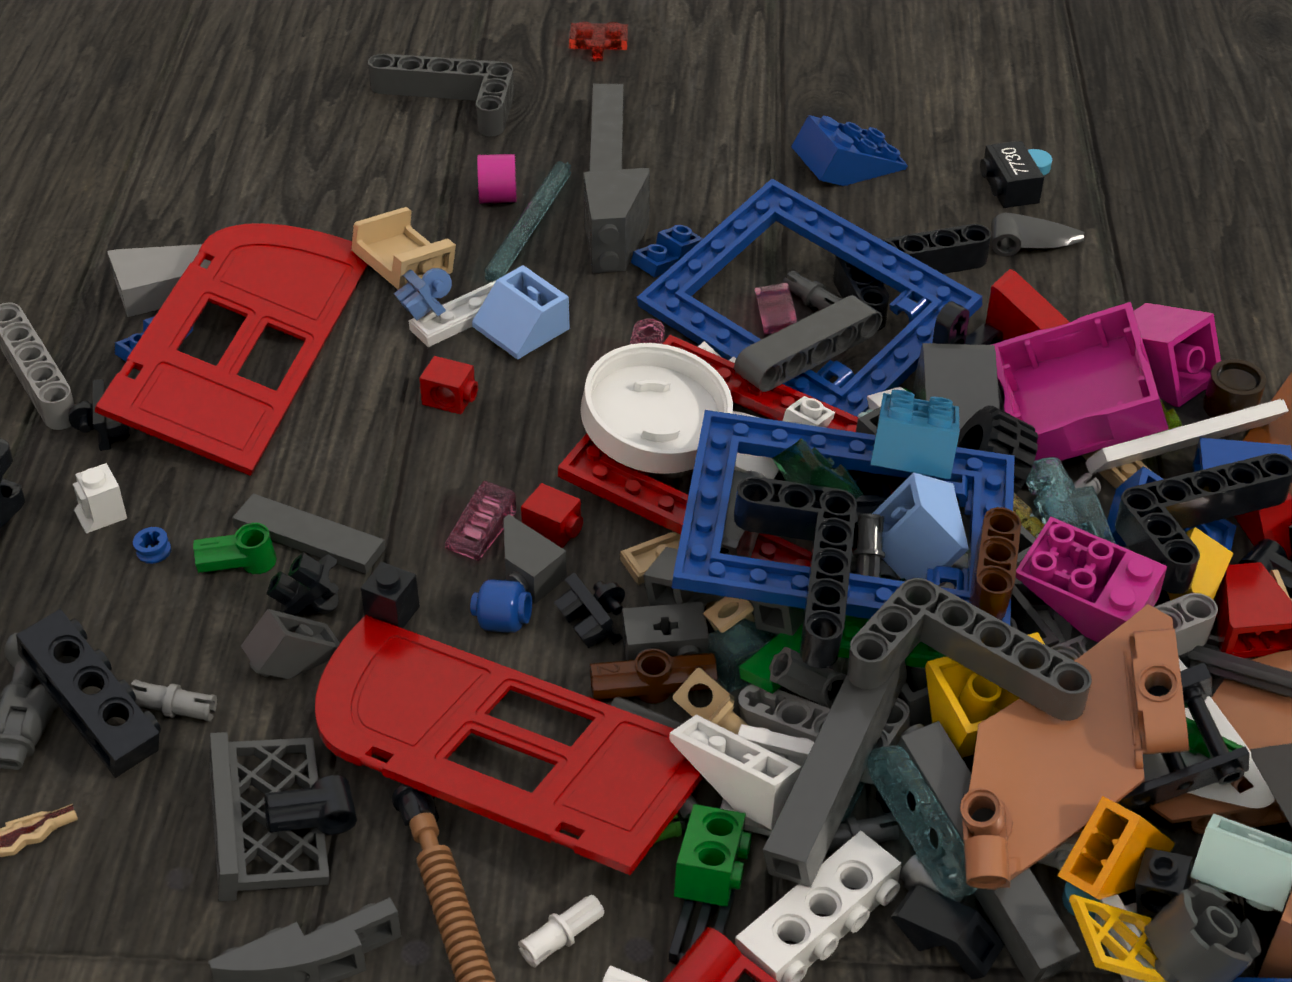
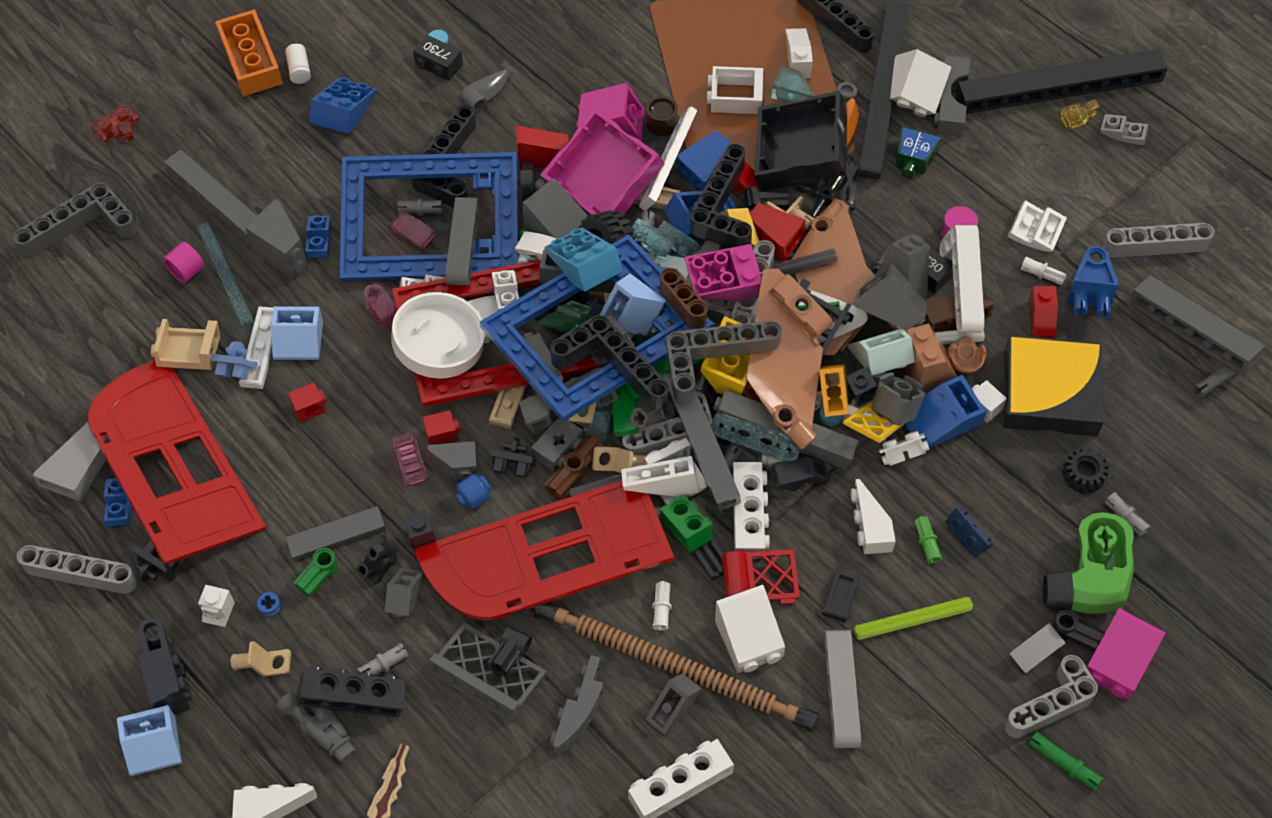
camera: 45 degrees left, 15 degrees up
(64, 586) = (261, 660): none -> tan bracket
(802, 51) = (249, 53): none -> orange brick
(845, 91) = (297, 63): none -> white piece

